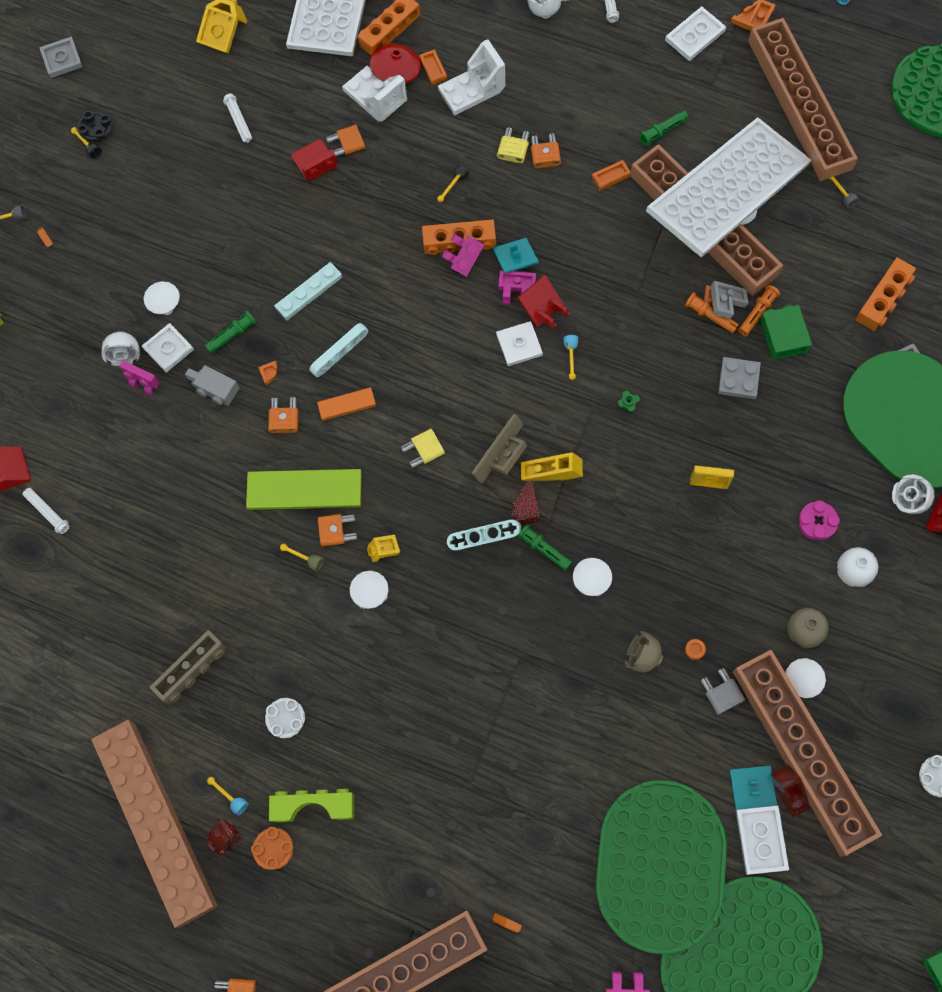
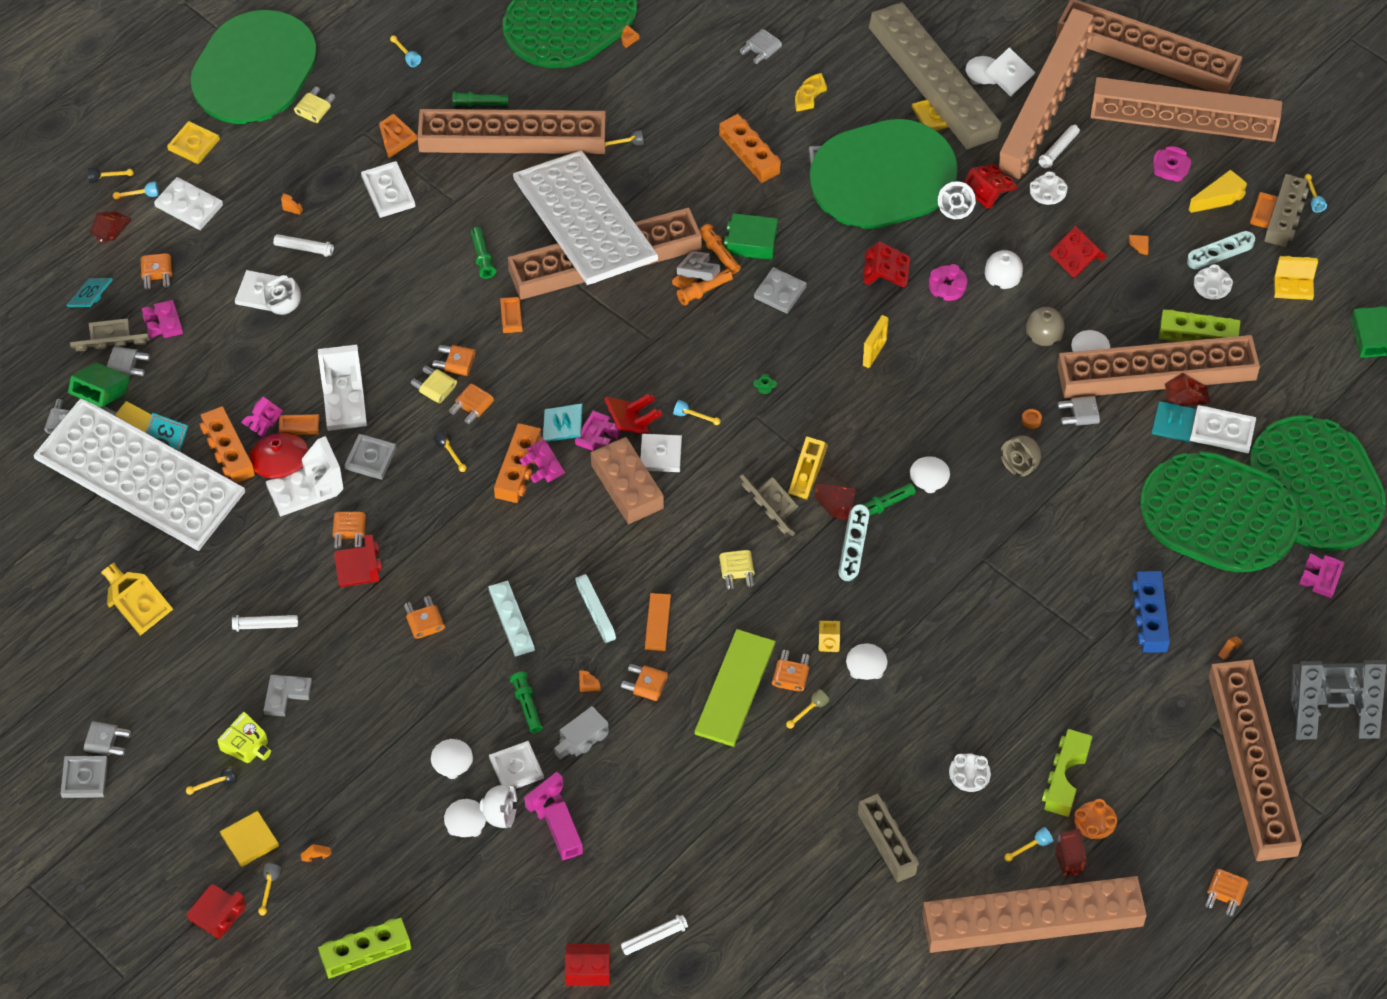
camera: 75 degrees left, 15 degrees down
(45, 186) = (249, 838): none -> yellow tile
(94, 126) = (197, 766): black dish -> none
(98, 55) = (102, 739): none -> light grey piece
(108, 324) = (464, 818): none -> white dish
(118, 404) = (563, 830): none -> dark pink brick
(126, 147) = (244, 740): none -> neon yellow torso
(180, 154) = (283, 688): none -> light grey plate
(281, 229) = (425, 620): none -> orange piece
(421, 128) = (370, 456): none -> light grey plate
(422, 34) = (264, 416): none -> dark pink plate
(475, 326) = (627, 480): none -> nougat brick
(509, 180) = (473, 401): none -> orange piece
(548, 825) = (1151, 583): none -> blue brick
(809, 459) = (886, 263): none -> red bracket
(823, 56) = (470, 99): none -> green pin
(864, 771) = (1190, 326): none -> lime brick
(913, 629) = (1076, 252): none -> red bracket

